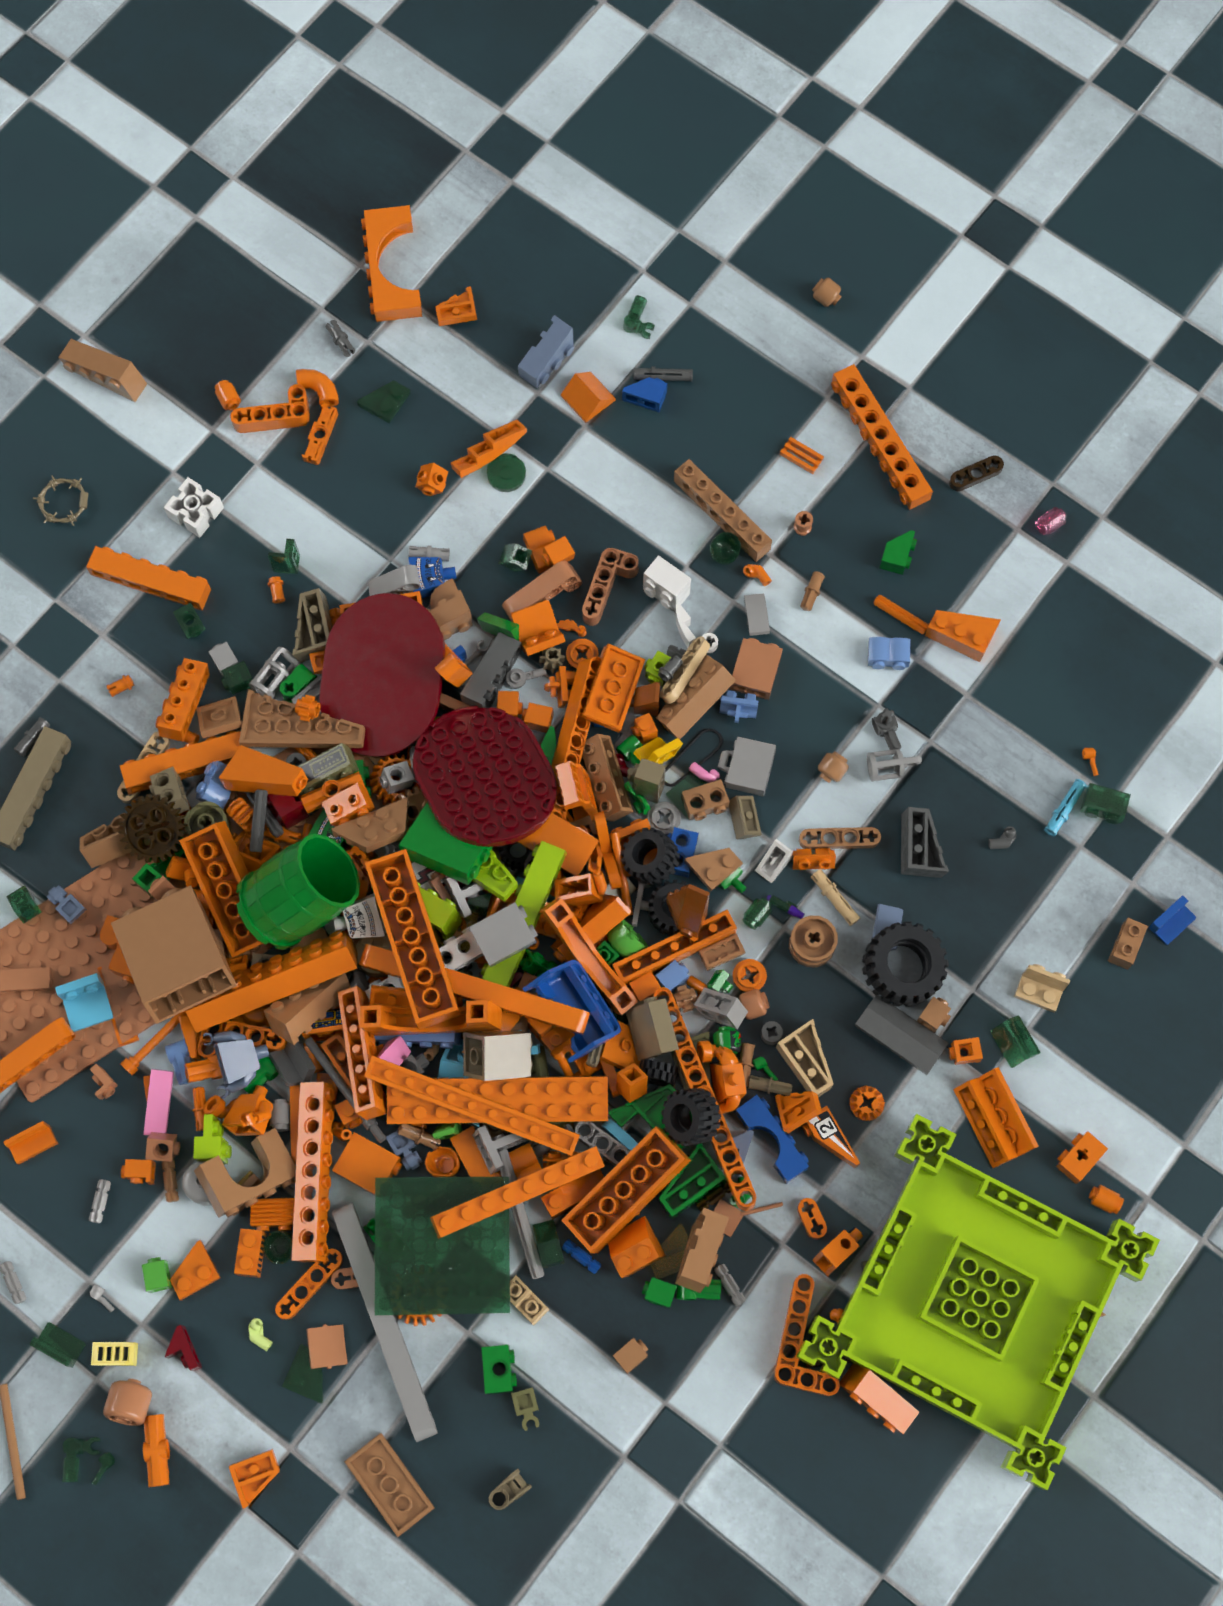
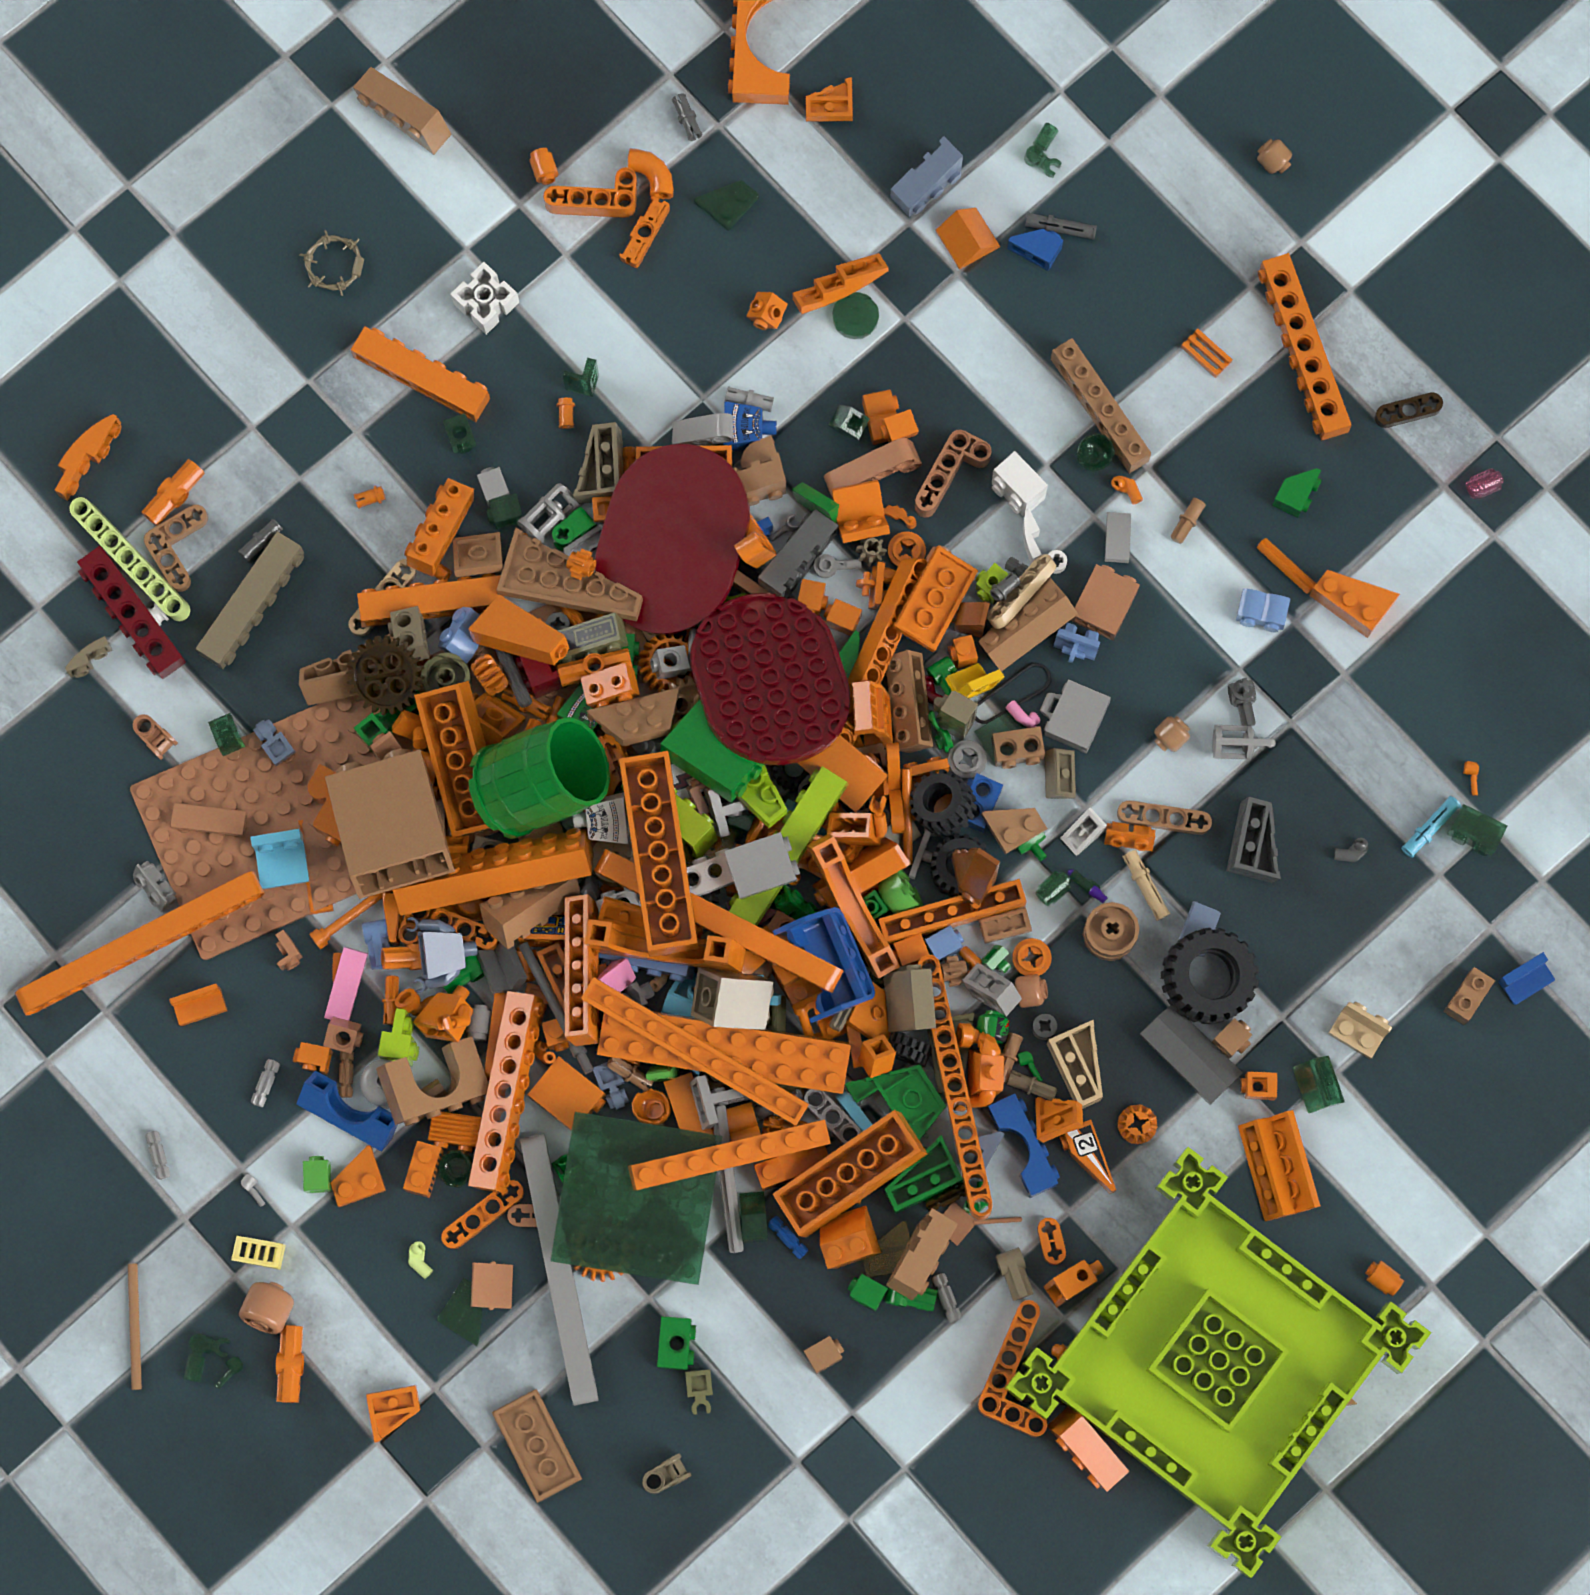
camera: 10 degrees right, 5 degrees up
(59, 1345) = (199, 1232): clear green panel -> none
(151, 1206) = (322, 1099): none -> blue arch
(182, 1344) = (334, 1254): dark red slope -> none
(258, 821) = (505, 686): dark grey axle -> none
(526, 1301) = (719, 1275): tan slope -> none
(704, 1116) = (921, 1101): black tyre -> none
(783, 1248) = (1013, 1269): none -> dark tan piece
(801, 529) = (1194, 444): nougat bush -> none
(1092, 1151) = (1379, 1220): orange brick -> none

